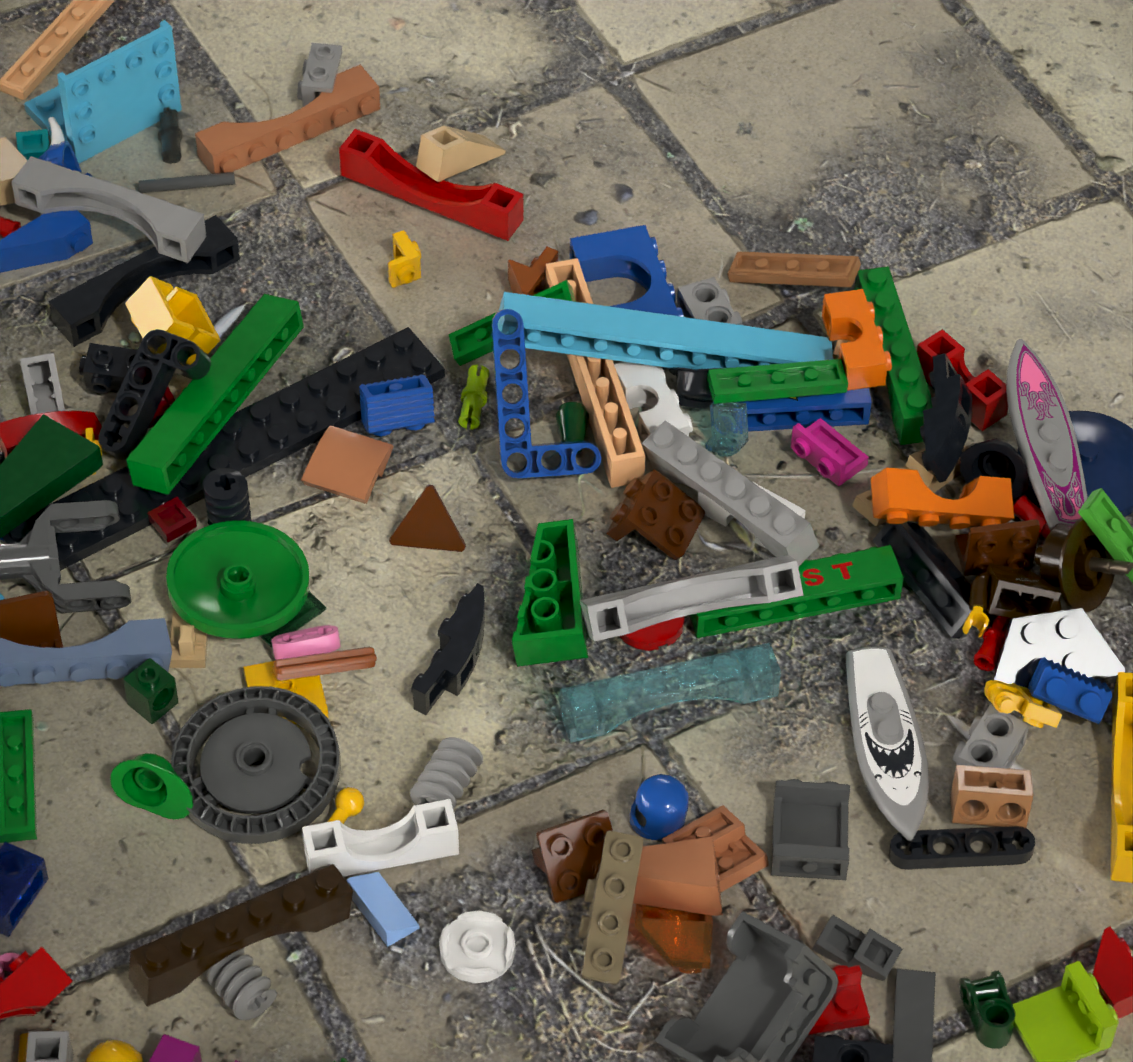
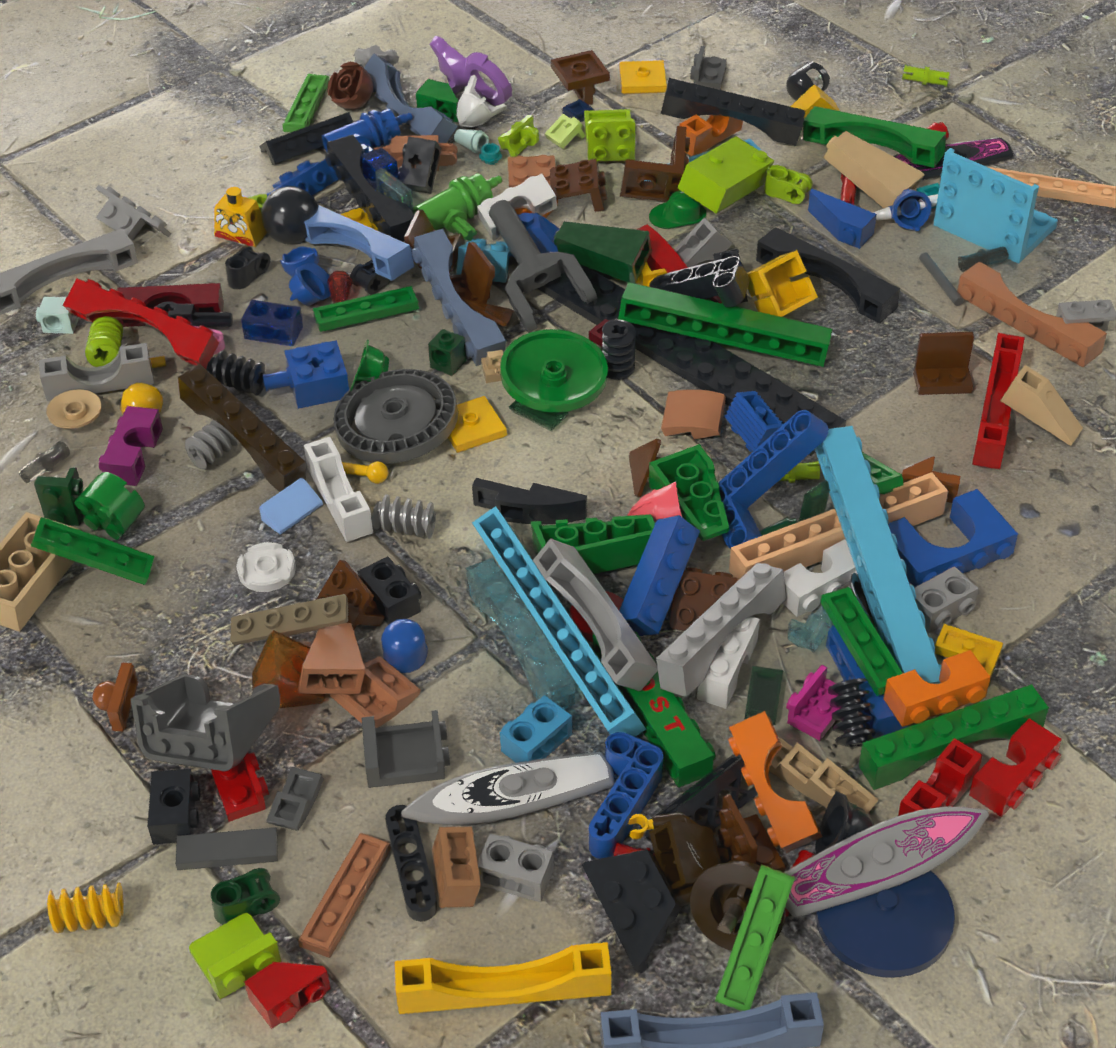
camera: 80 degrees right, 5 degrees down
(54, 188) = (876, 203): light grey arch -> none
(95, 625) = (498, 314): none -> reddish brown piece
(101, 936) = (237, 372): none -> black piece
(141, 848) = (313, 373): none -> blue brick
(306, 642) = (513, 422): bright pink beam -> none
(324, 663) = (494, 433): dark orange axle -> none
(357, 222) = (943, 363): none -> reddish brown bracket
(407, 262) = (914, 406): yellow bracket -> none
(496, 487) = (696, 489): none -> green wedge
(517, 524) = (659, 503): none -> coral helmet
(557, 379) = (815, 501): none -> clear green tile
(561, 804) = (391, 590): none -> black brick
(631, 533) = (658, 574): none -> blue brick
(780, 625) = (558, 625): none -> medium azure brick
(789, 308) = (956, 641): none -> yellow plate
(794, 269) = (1020, 647): medium nougat tile -> none
(805, 495) = (764, 692): none -> clear green tile
(819, 698) = (536, 731): none -> dark azure brick
(859, 419) = (850, 712): none -> black piece
(915, 634) = (629, 793): none -> blue beam
(927, 302) = (1004, 785): none -> red arch
(948, 421) = (870, 772): black slope -> none
(992, 915) = (344, 895): none -> nougat tile
(1018, 698) = (561, 885): yellow plate -> none
(1070, 690) = (587, 910): blue brick -> none

